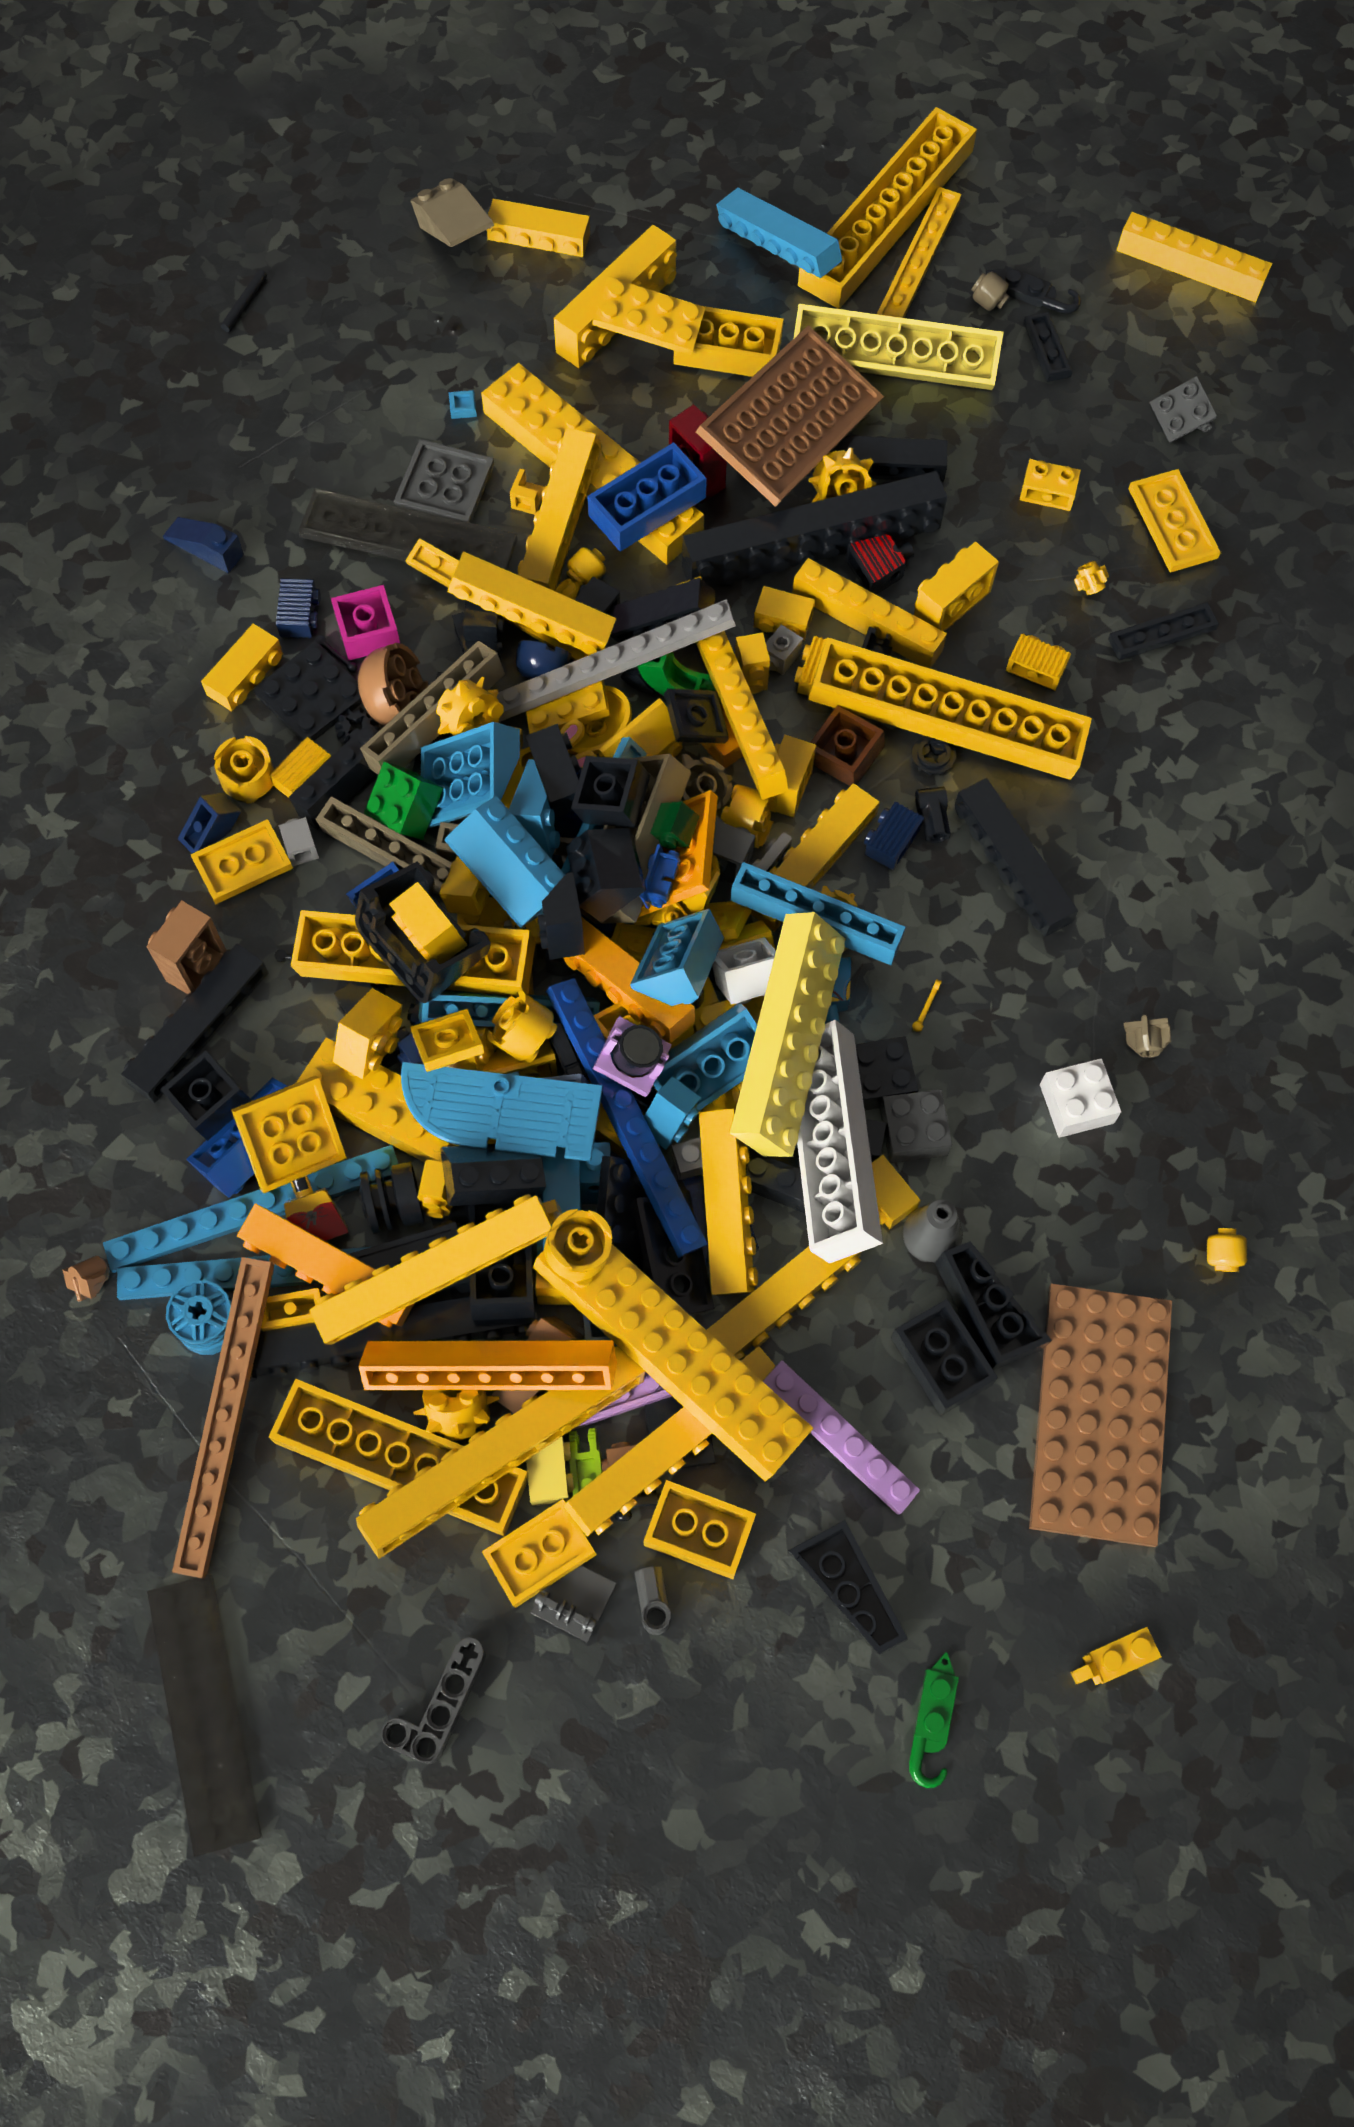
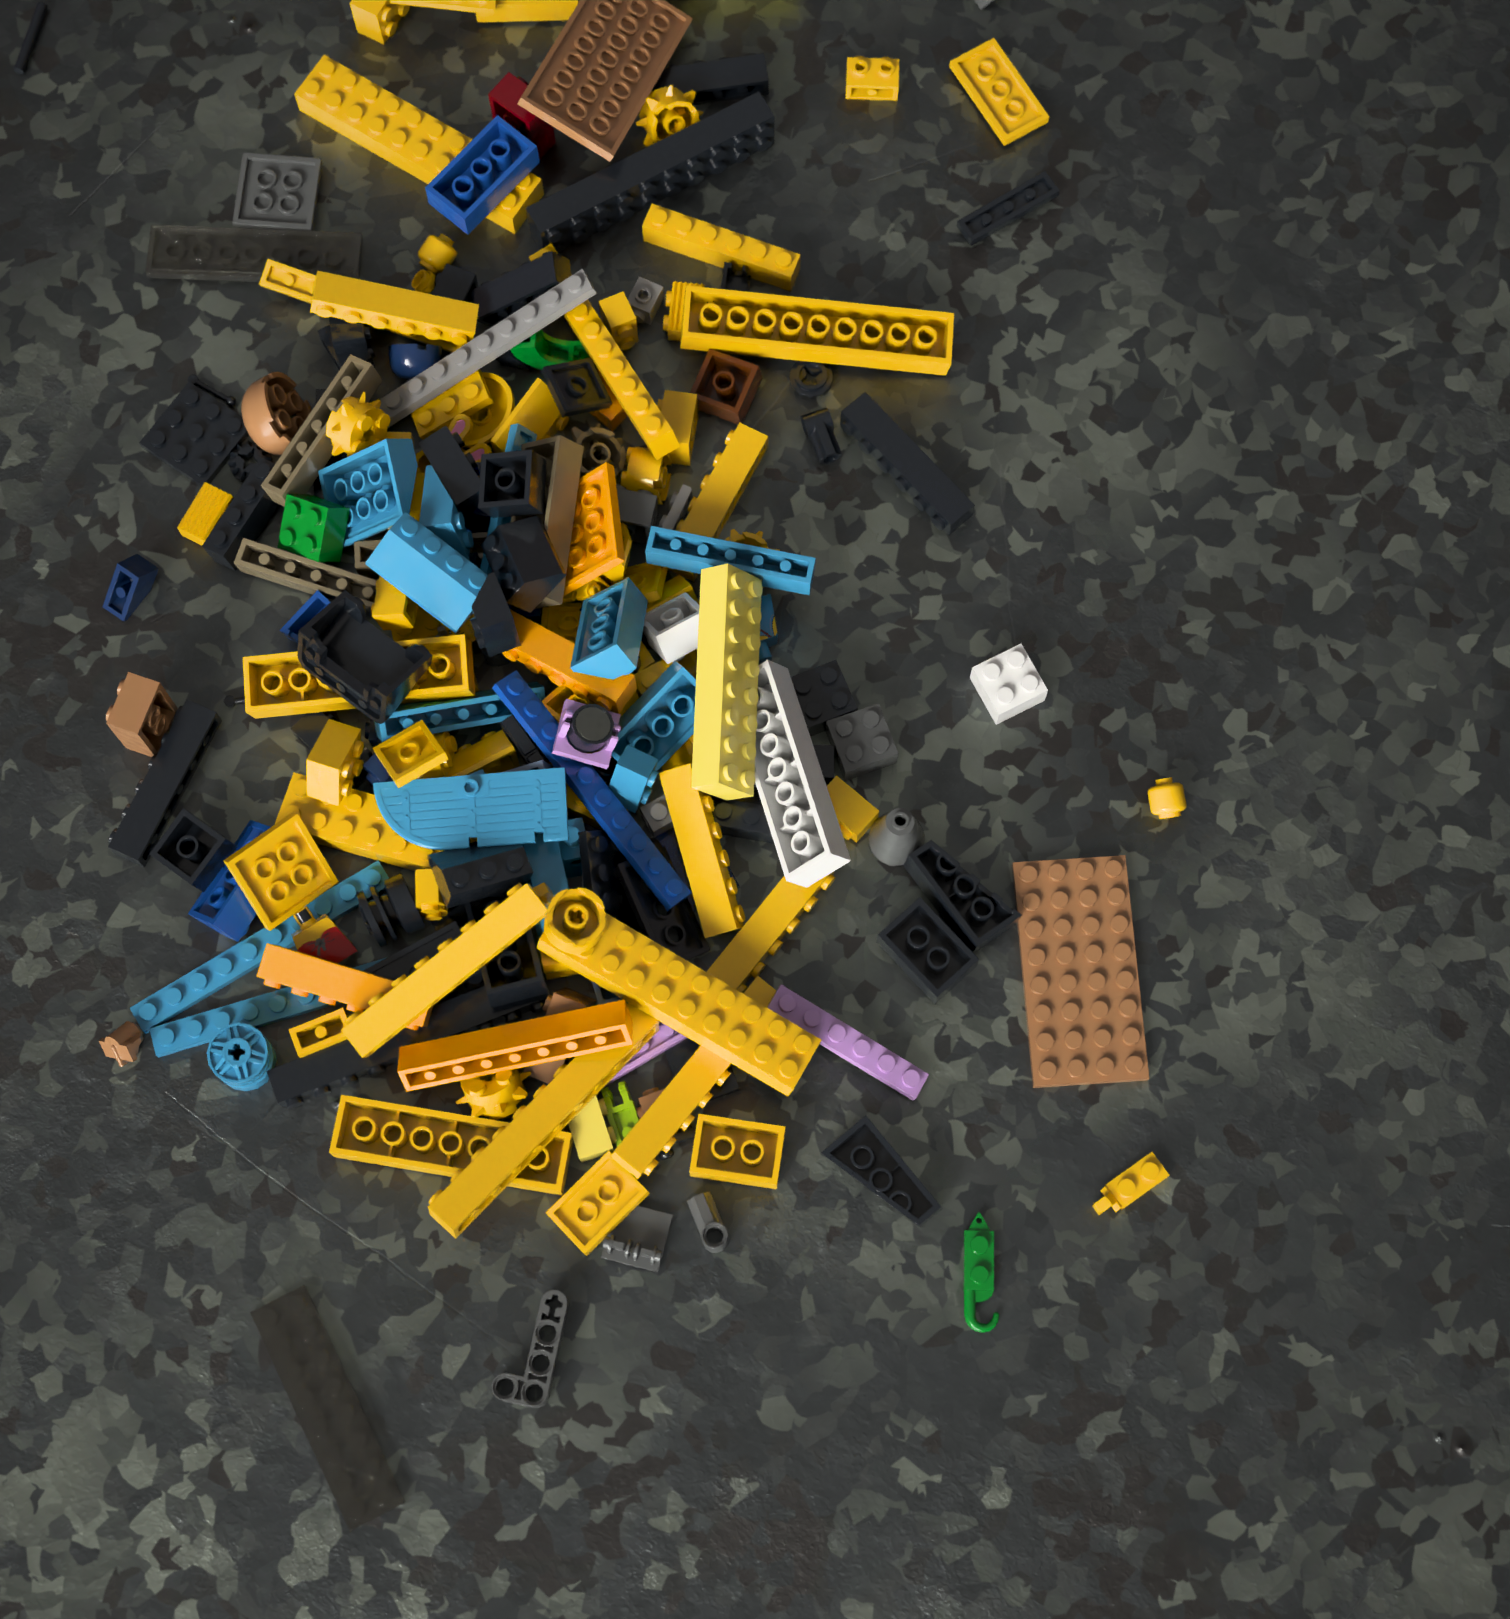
camera: 10 degrees left, 5 degrees up
(206, 542) = (55, 301): dark blue slope -> none
(223, 1418) = (283, 1142): medium nougat plate -> none
(241, 861) = (170, 617): yellow plate -> none
(242, 667) = (124, 423): yellow brick -> none
(244, 768) = (151, 525): yellow brick -> none
(297, 608) = (163, 351): dark blue brick -> none
(298, 841) = (220, 586): light grey brick -> none
(365, 621) = (234, 354): dark pink brick -> none
(426, 925) = (368, 651): yellow brick -> none
(462, 404) = (276, 106): dark azure tile -> none
(522, 1027) = (477, 726): yellow brick -> none
(525, 495) = (361, 190): yellow panel -> none
(560, 507) = (399, 202): yellow brick -> none
(660, 866) = (574, 546): blue hinge -> none
(674, 825) = (579, 503): dark green brick -> none
(784, 609) = (638, 260): yellow brick -> none
(878, 562) = (720, 192): black torso -> none
(893, 836) = (787, 465): dark blue brick -> none
(918, 1025) = (846, 645): yellow hinge -> none
(956, 587) = (800, 205): yellow brick -> none
(1038, 661) = (893, 263): yellow brick -> none
(1091, 577) = (929, 167): yellow gear -> none
(1148, 1036) = (1061, 612): dark tan piece -> none

